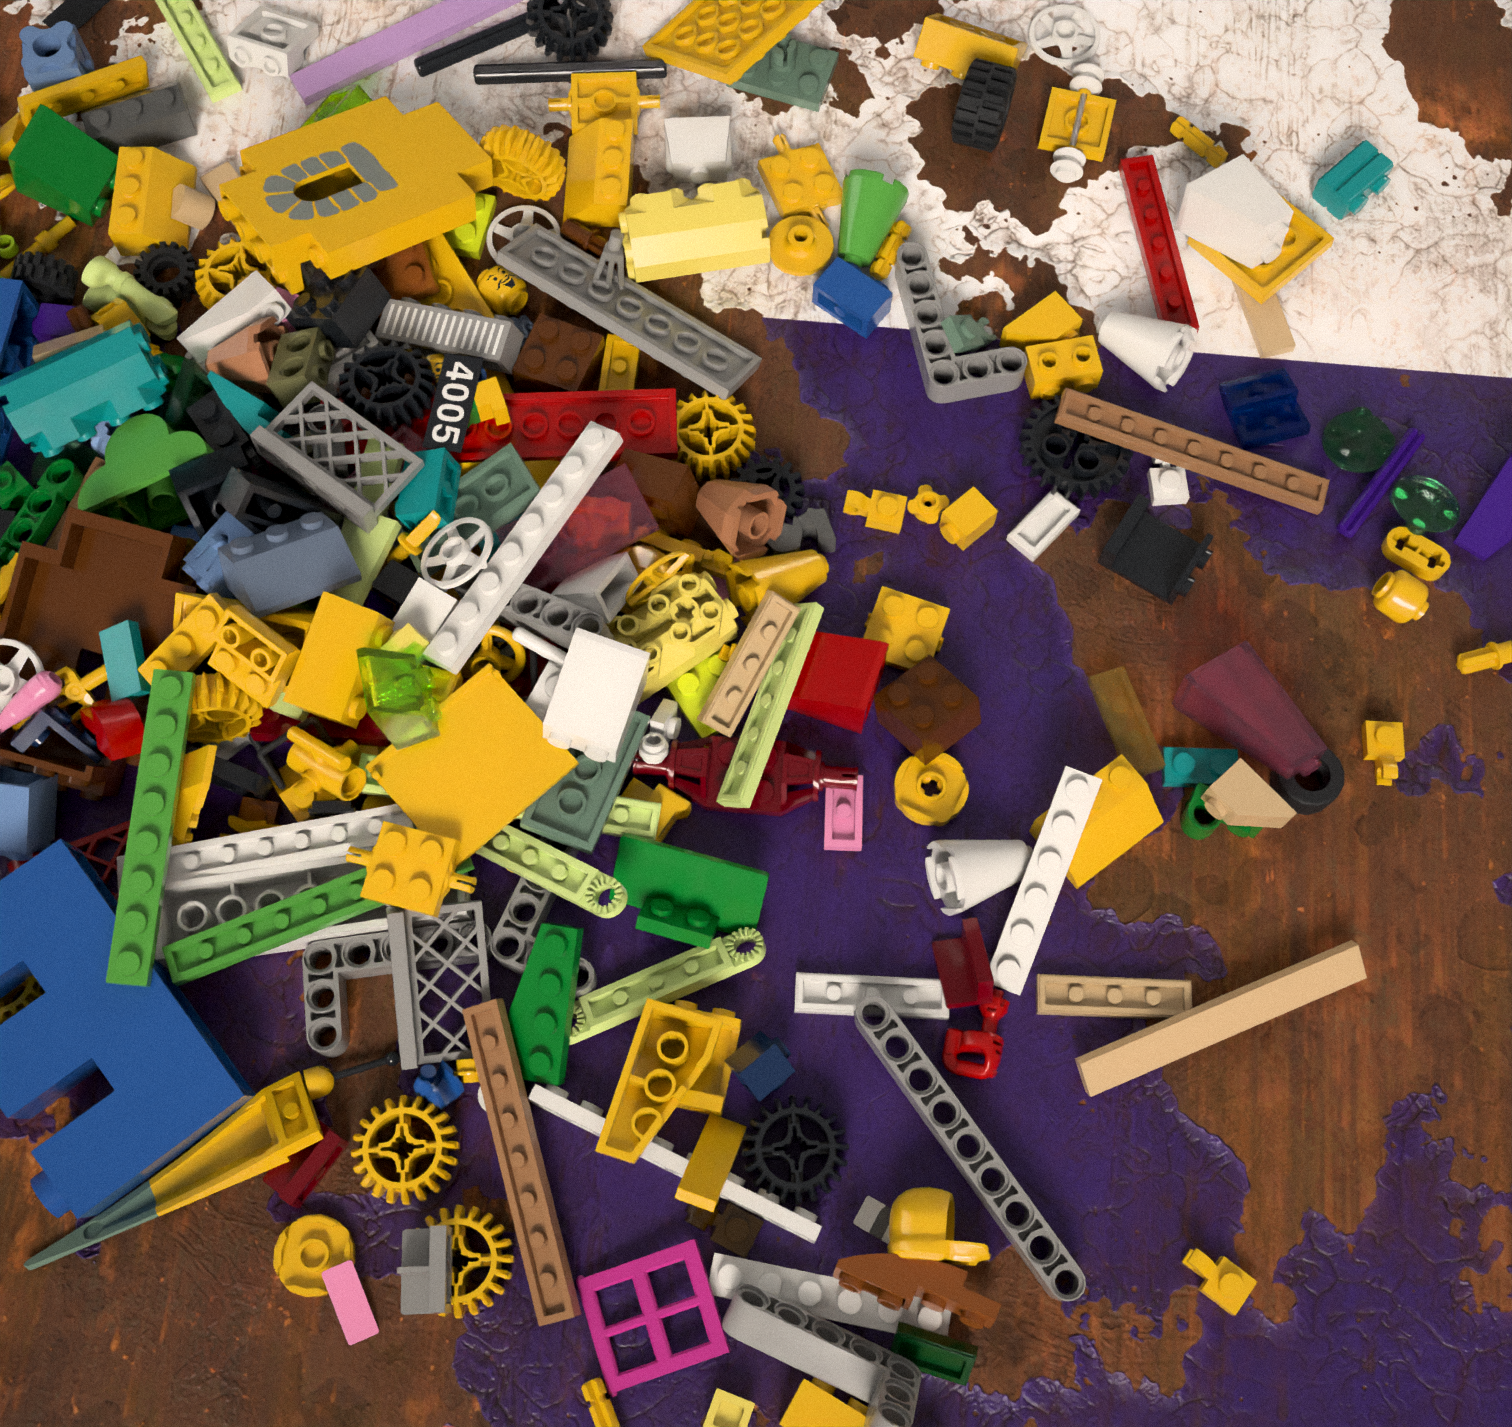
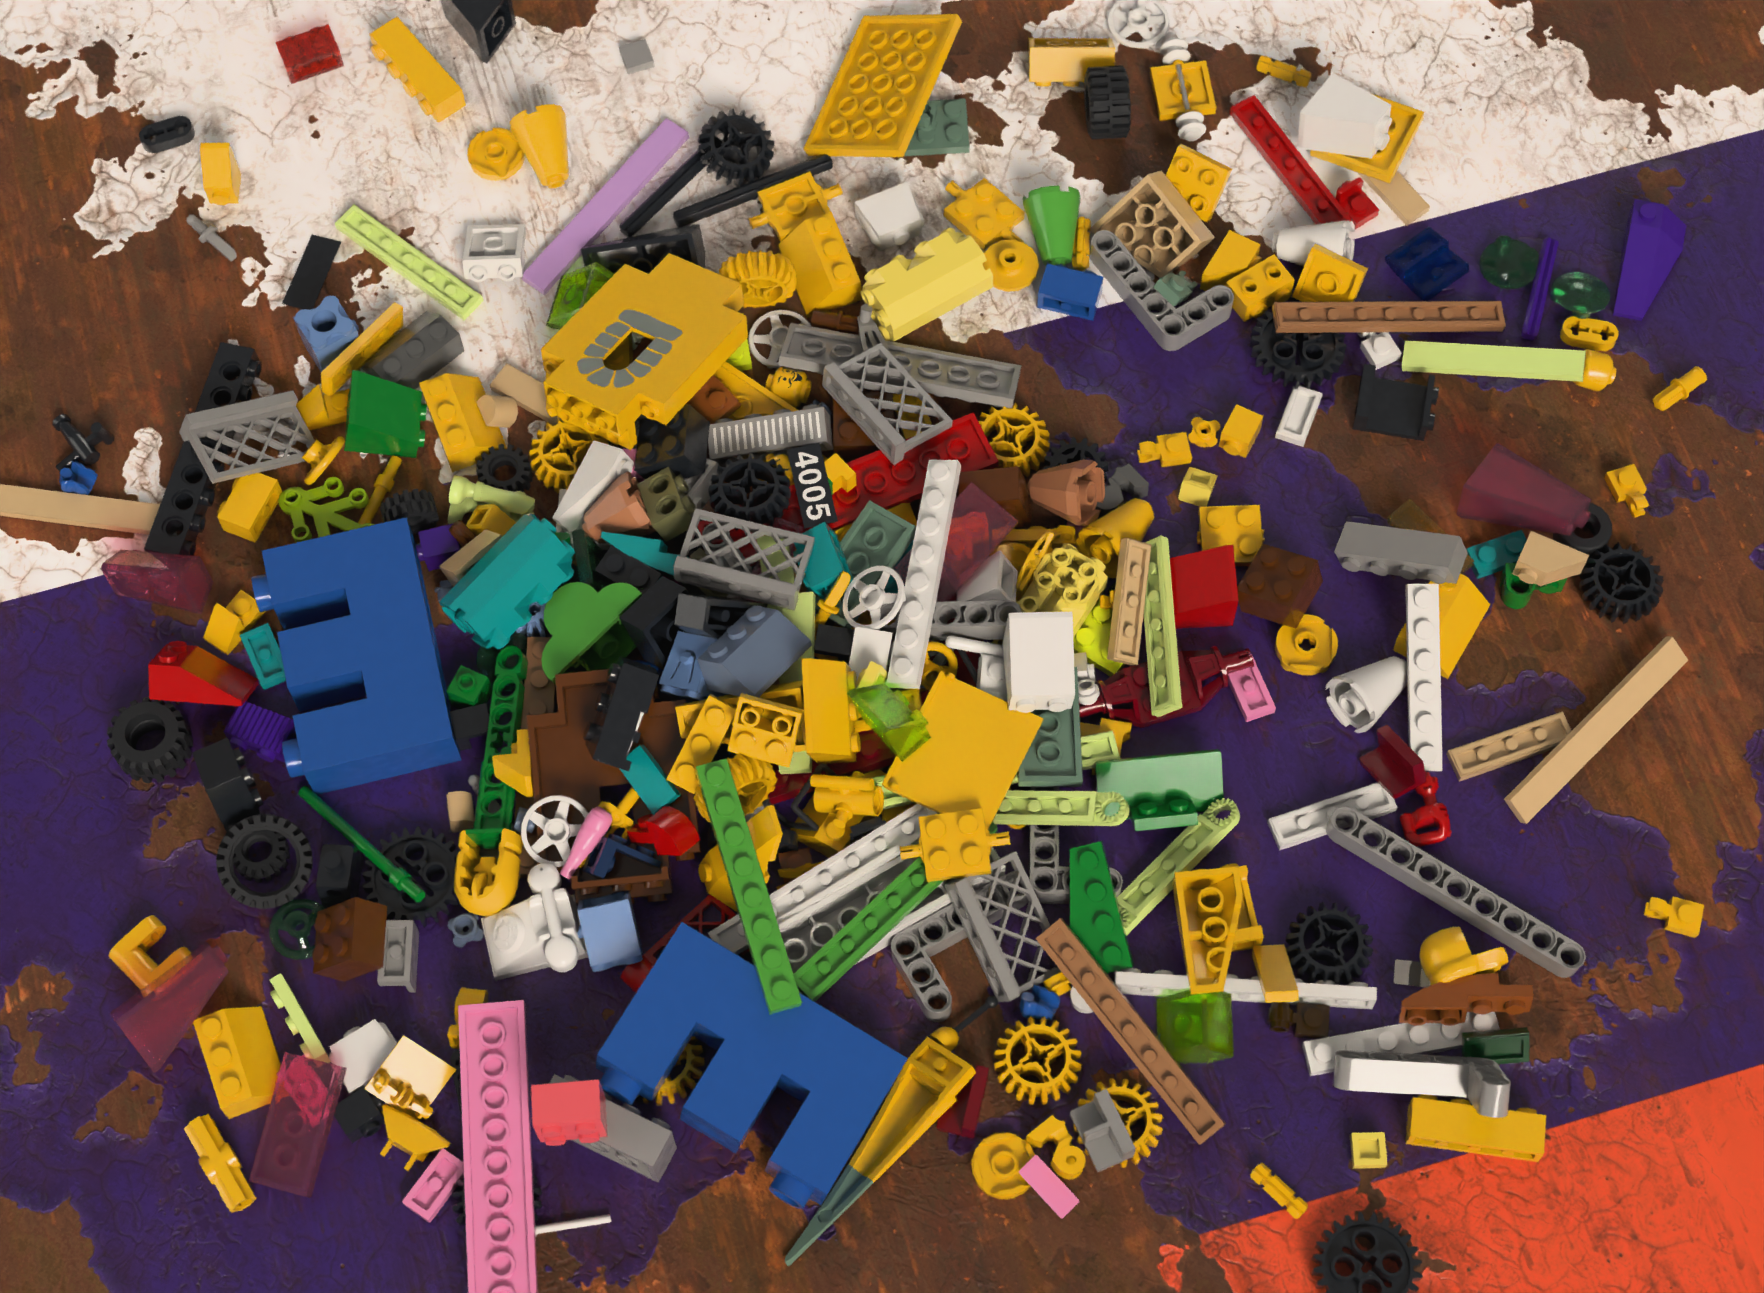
camera: 20 degrees left, 5 degrees down
(111, 578) = (620, 712): none -> black wedge
(381, 1279) = (1067, 1159): none -> yellow leg
(462, 99) = (648, 250): none -> black wedge
(558, 353) = (864, 409): none -> light grey fence
(599, 1187) = (1196, 1026): none -> clear neon green slope
(652, 1316) = (1279, 1104): dark pink window -> none
(761, 1065) = (1275, 894): dark blue brick -> none
(893, 563) = (1197, 487): none -> light yellow slope
(979, 257) = (1156, 225): none -> tan wedge
(1041, 226) = (1198, 180): none -> yellow plate
(1082, 725) = (1401, 552): none -> light grey brick
(1142, 383) = (1329, 277): none -> yellow tile
(1213, 312) = (1356, 202): none -> red bracket
(1291, 545) = (1494, 360): none -> yellowish green tile
(1336, 868) = (1639, 597): none -> black gear
(1353, 180) = (1417, 59): teal brick -> none

